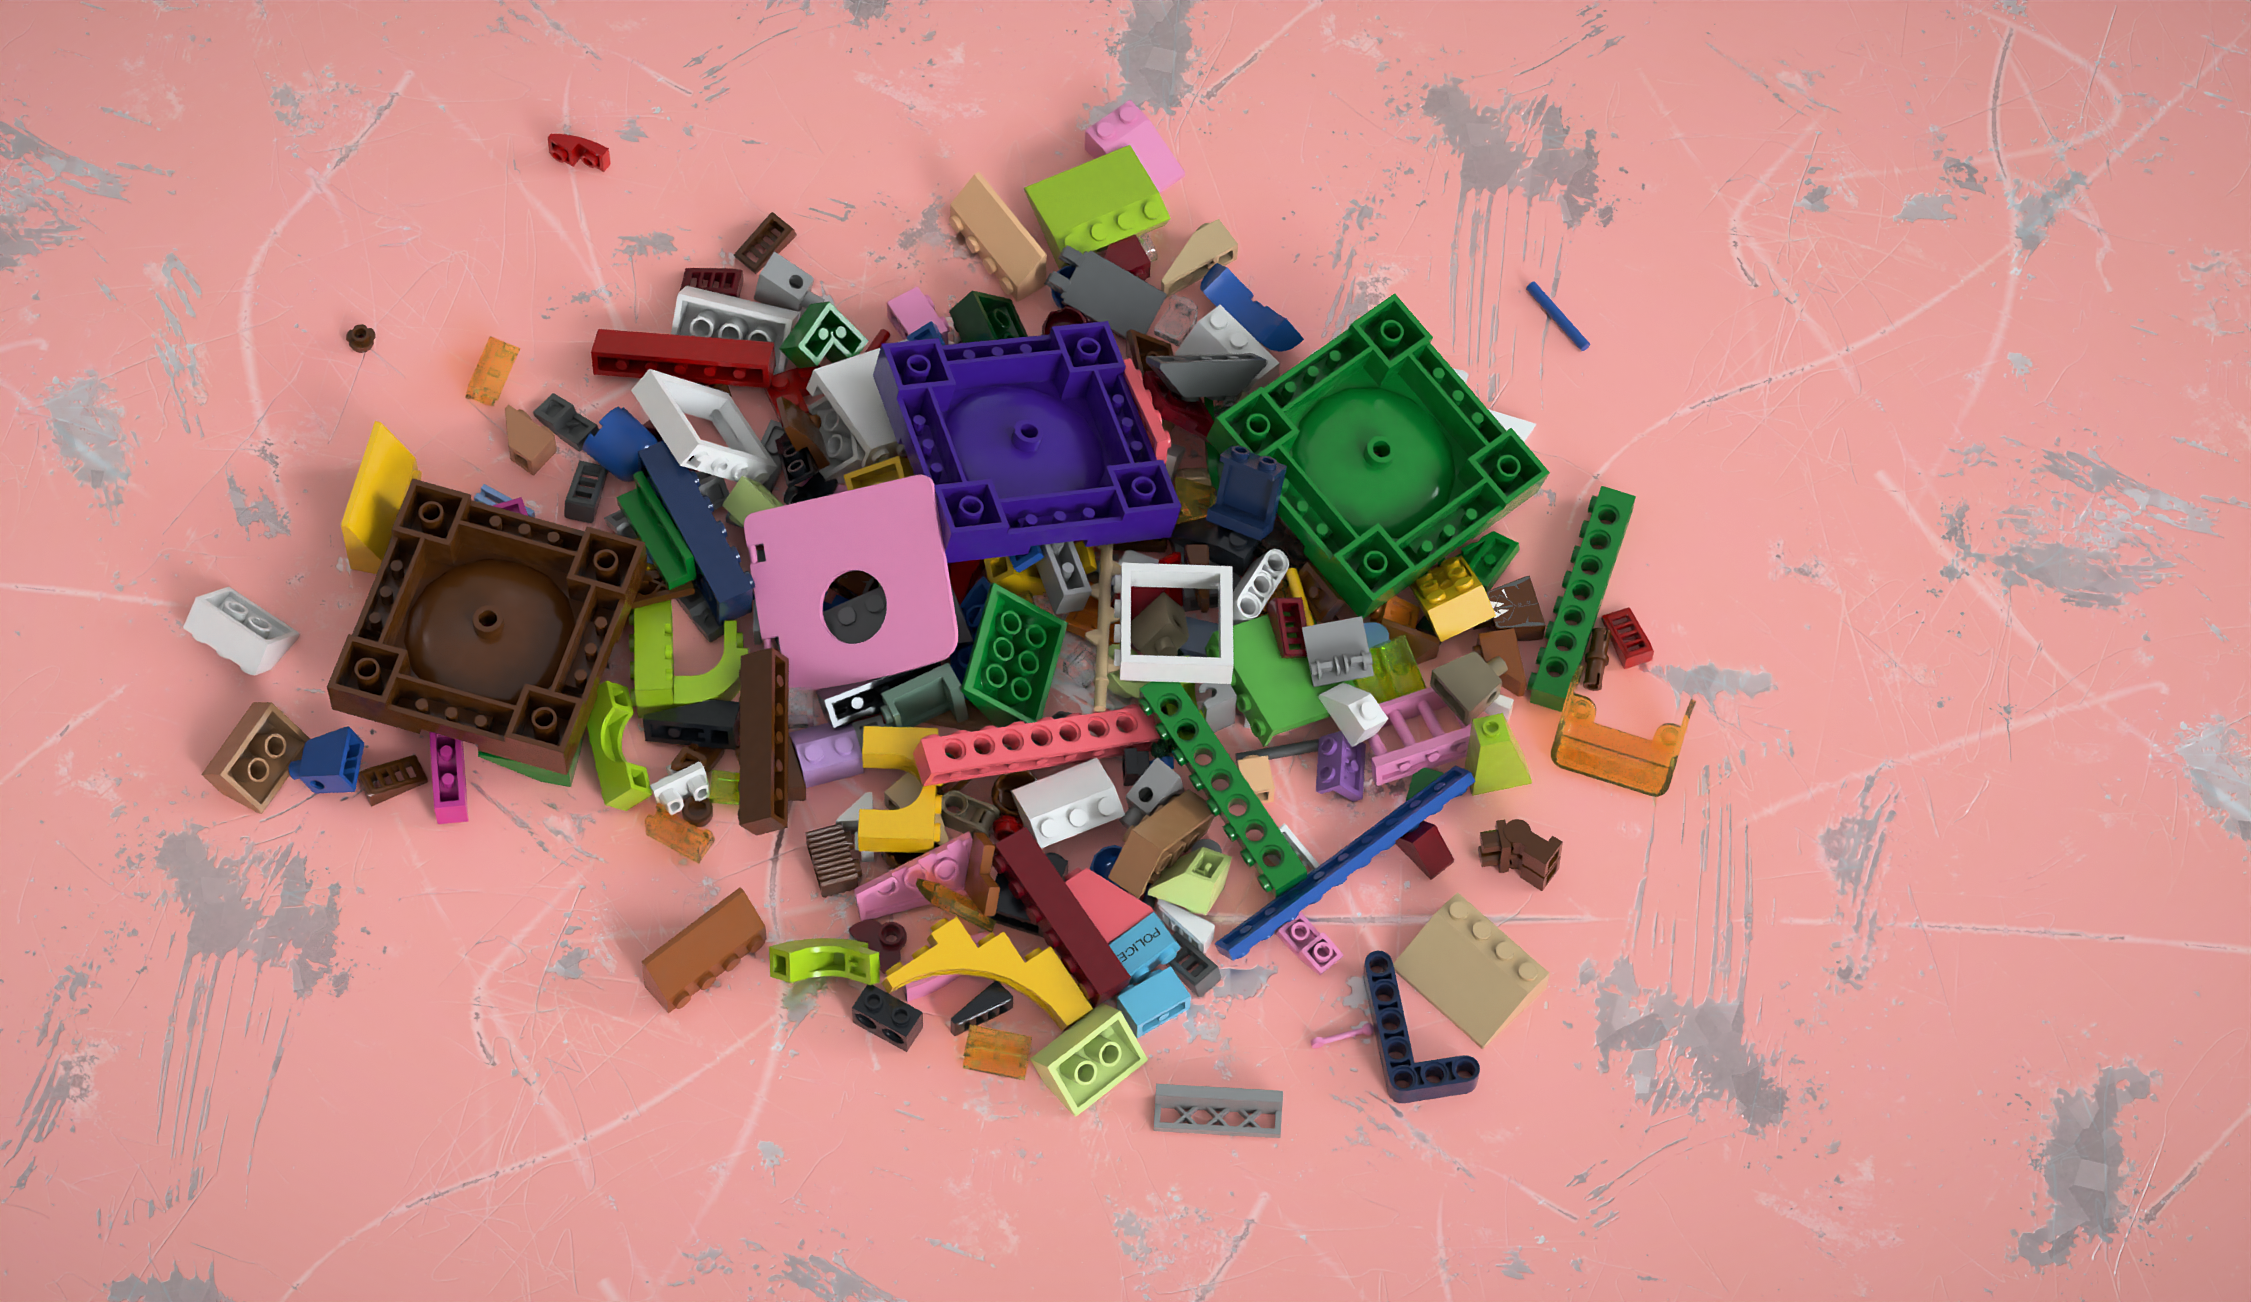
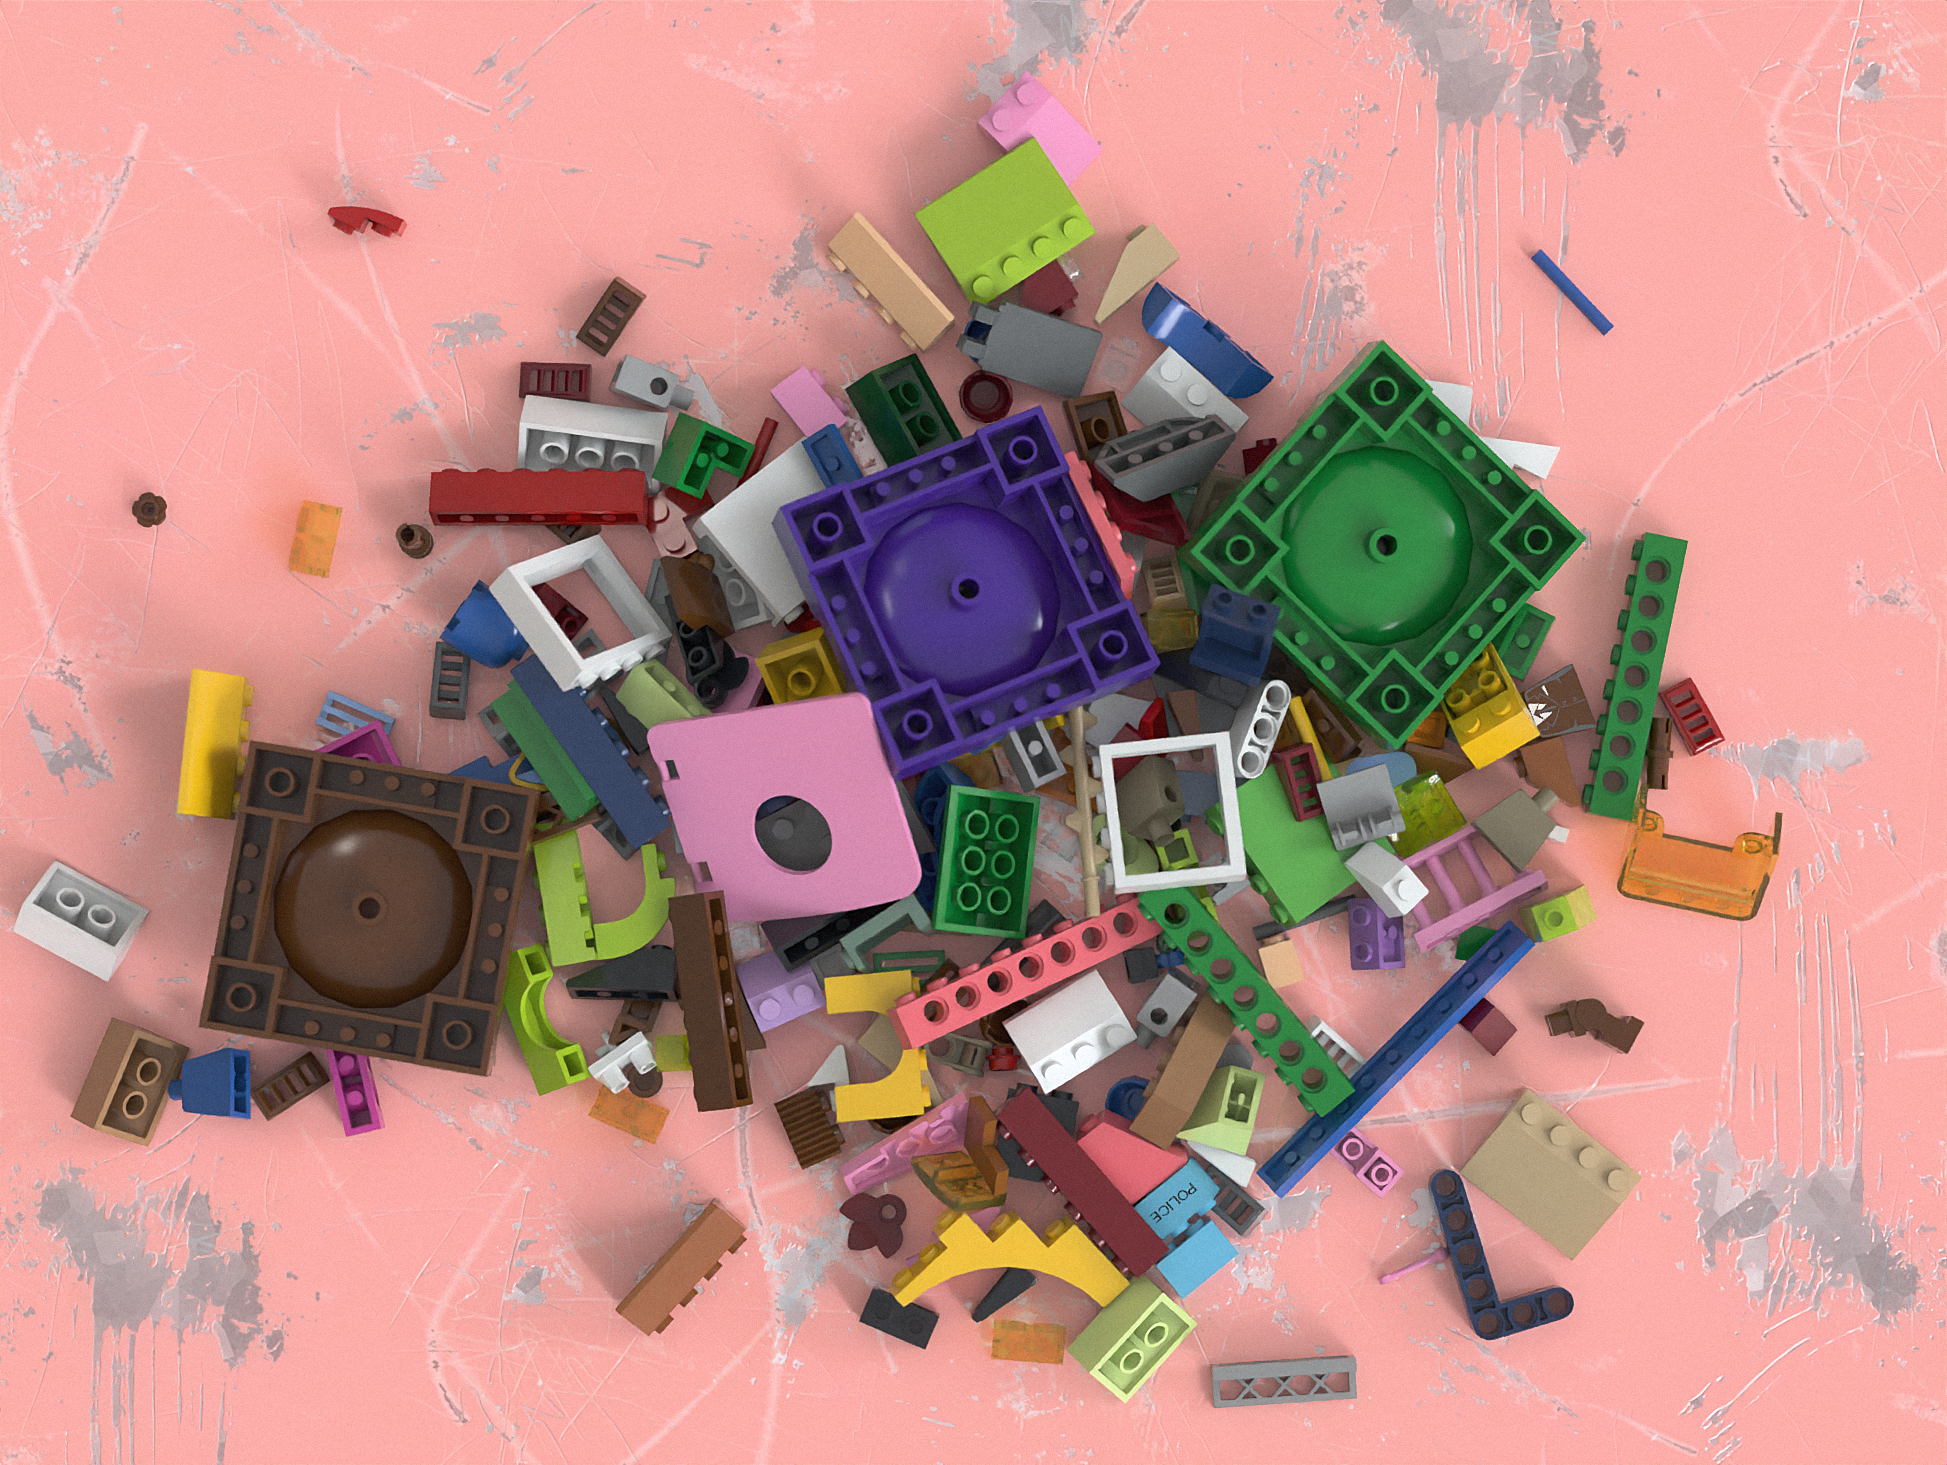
camera: 10 degrees left, 25 degrees up
(527, 441) = (369, 629): nougat slope -> none
(564, 421) = (412, 591): dark grey slope -> none
(575, 374) = (415, 548): none -> reddish brown pin
(736, 535) = (631, 727): none -> black slope
(824, 957) = (816, 1254): lime arch -> none

